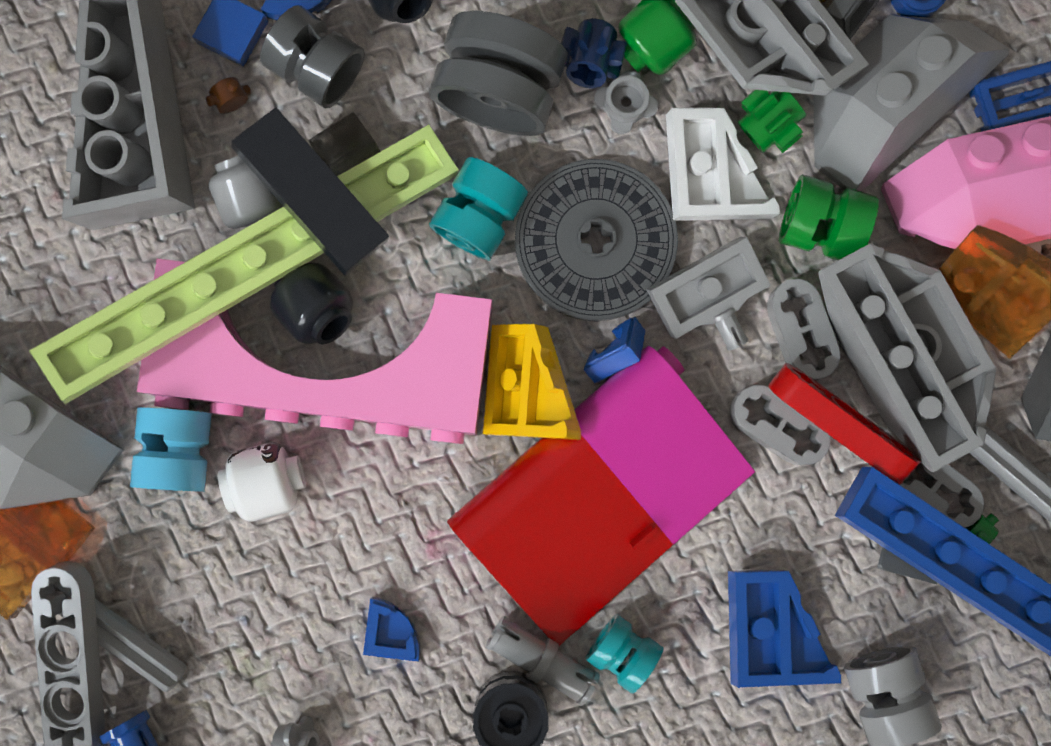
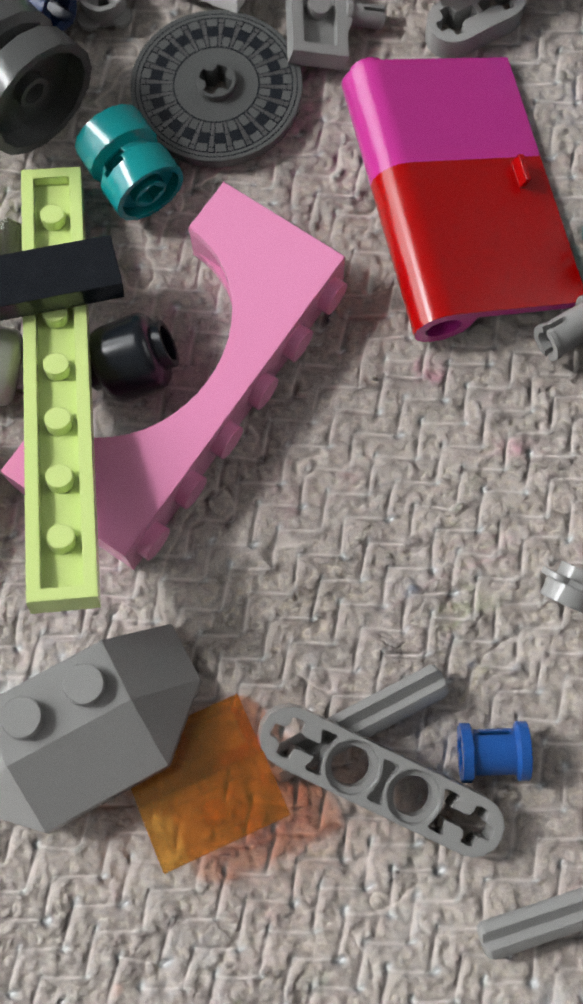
camera: 55 degrees left, 10 degrees down
(170, 449) = (219, 573): medium azure wheel -> none
(261, 482) = (282, 491): white head -> none
(390, 632) = (496, 448): blue tile -> none
(527, 386) = (328, 195): yellow wing -> none
(619, 353) = (335, 112): blue tile -> none

